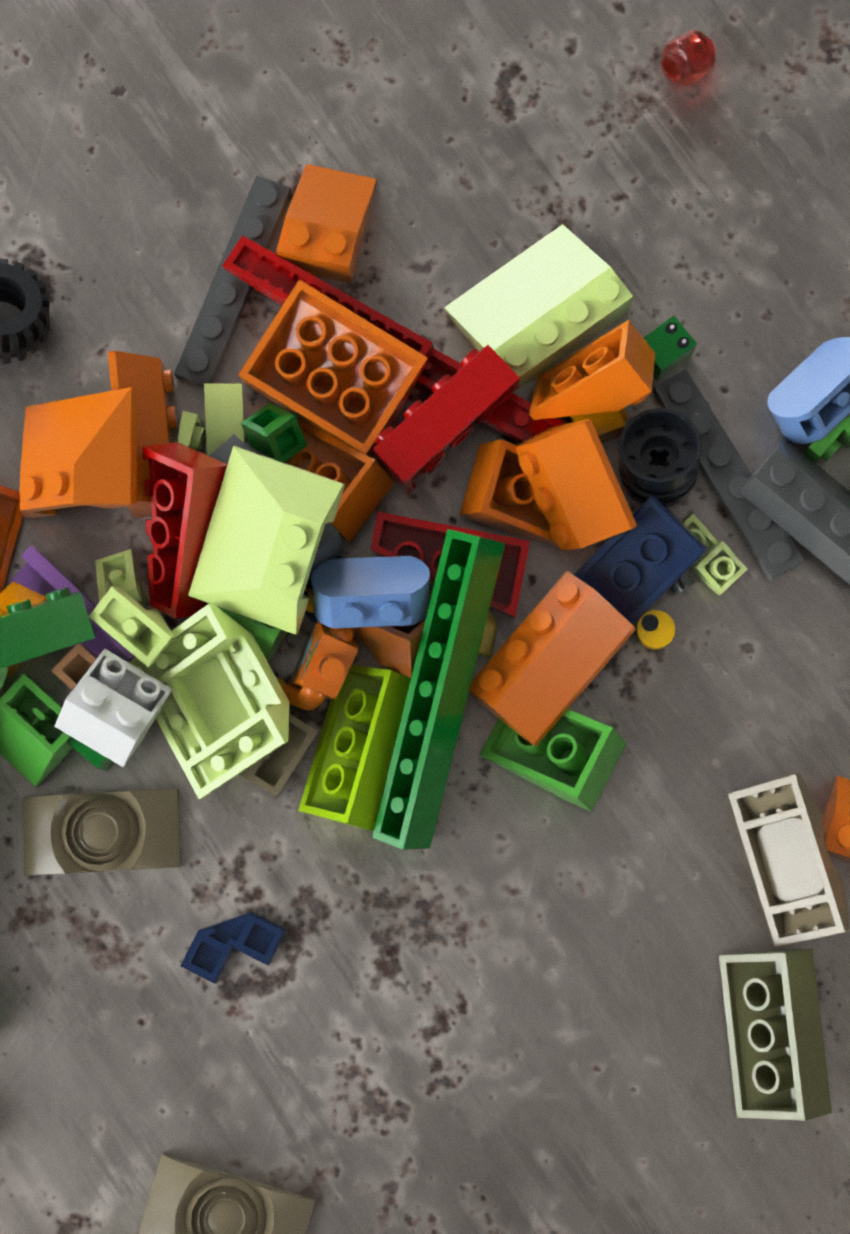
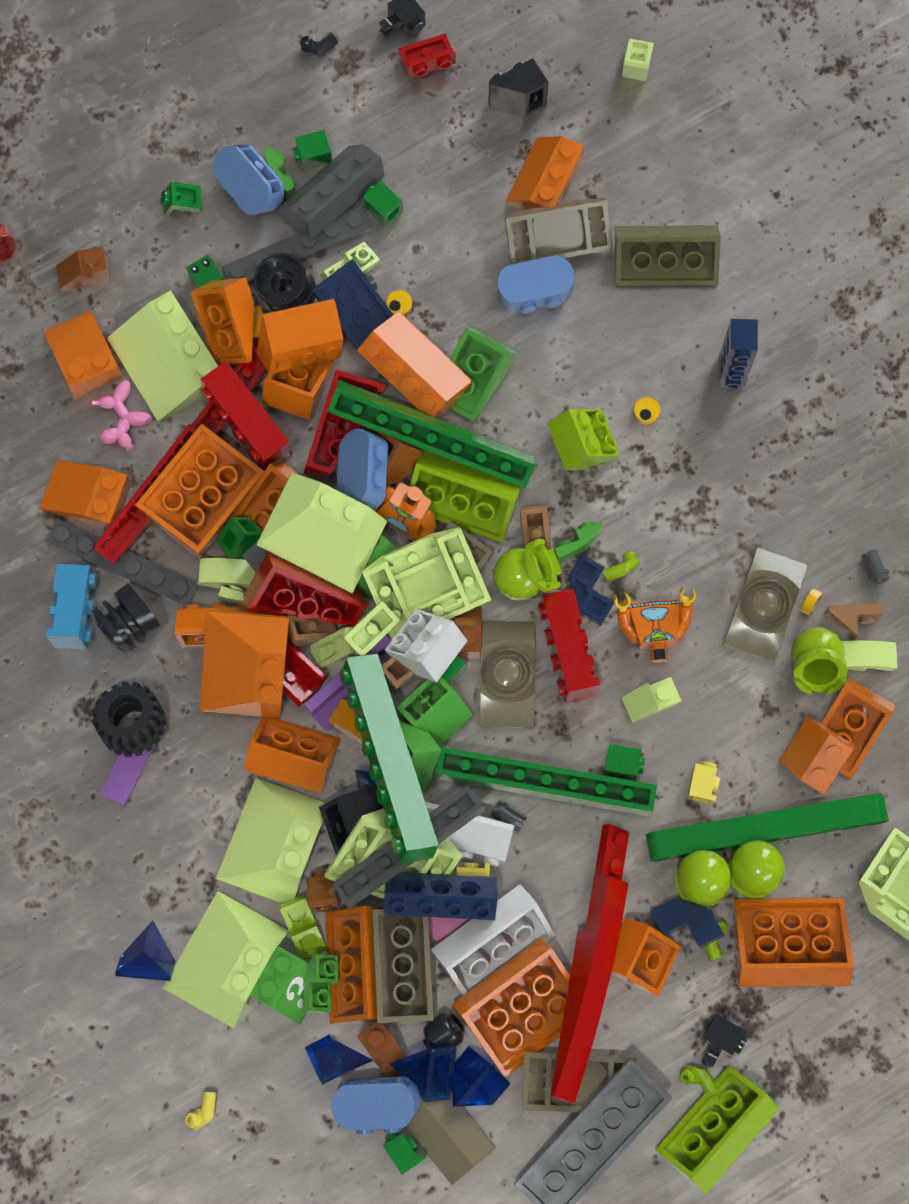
camera: 90 degrees left, 5 degrees down
(71, 1048) = (651, 699): none -> yellowish green slope
(78, 532) = (301, 676): none -> red bracket
(133, 532) = (309, 630): none -> medium nougat slope
(136, 920) = (569, 646): none -> red wedge
(141, 290) = (126, 619): none -> black wheel
(151, 770) = (470, 626): none -> dark orange slope
(159, 220) = (72, 606): none -> dark azure wedge
(181, 1049) = (655, 623): none -> orange torso
(242, 850) = (526, 571): none -> lime tile
(266, 996) = (624, 568): none -> lime arm
(307, 858) = (535, 525): none -> medium nougat slope
(311, 934) = (584, 537): none -> bright green slope
(441, 264) = (127, 419): none -> bright pink piece
(463, 920) = (583, 438): none -> lime slope
(519, 1016) = (646, 410): none -> yellow tile
(533, 192) = (82, 354): none -> orange slope
(604, 1161) = (738, 352): none -> dark blue brick
(661, 182) = (83, 269): none -> dark orange slope
(704, 831) = (535, 284): none -> medium blue brick
(786, 301) = (181, 197): none -> green bracket
(810, 590) = (382, 203): none -> green brick

